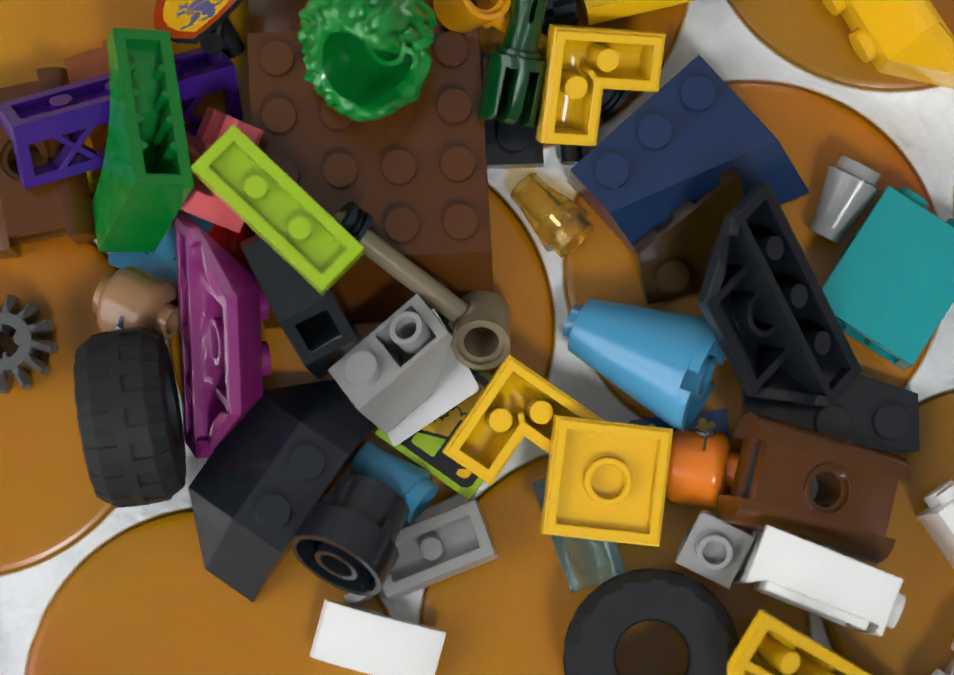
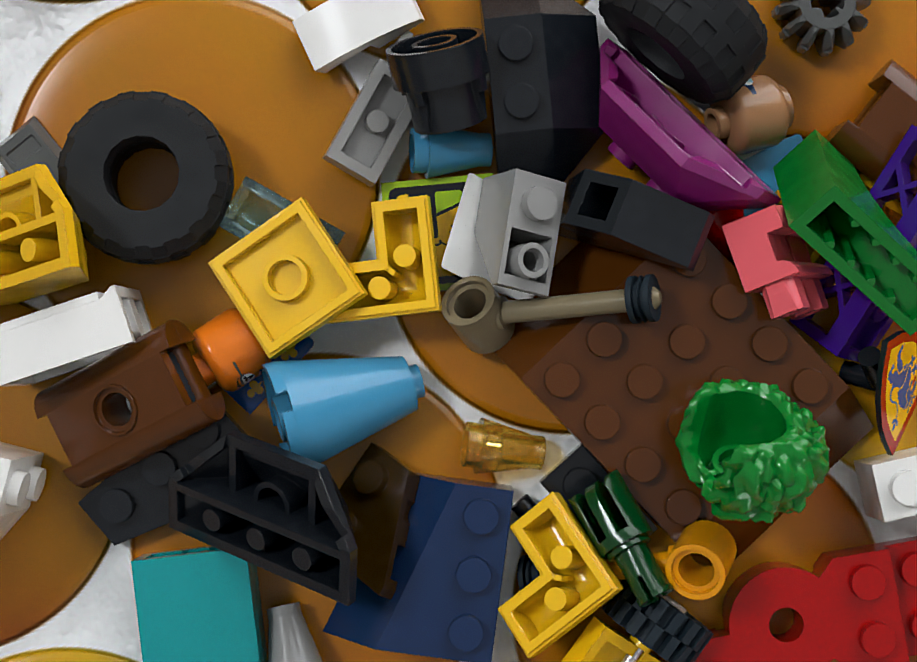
camera: 140 degrees right, 5 degrees up
(277, 209) = (708, 261): lime plate -> none
(714, 548) = (166, 294): light grey bracket -> none

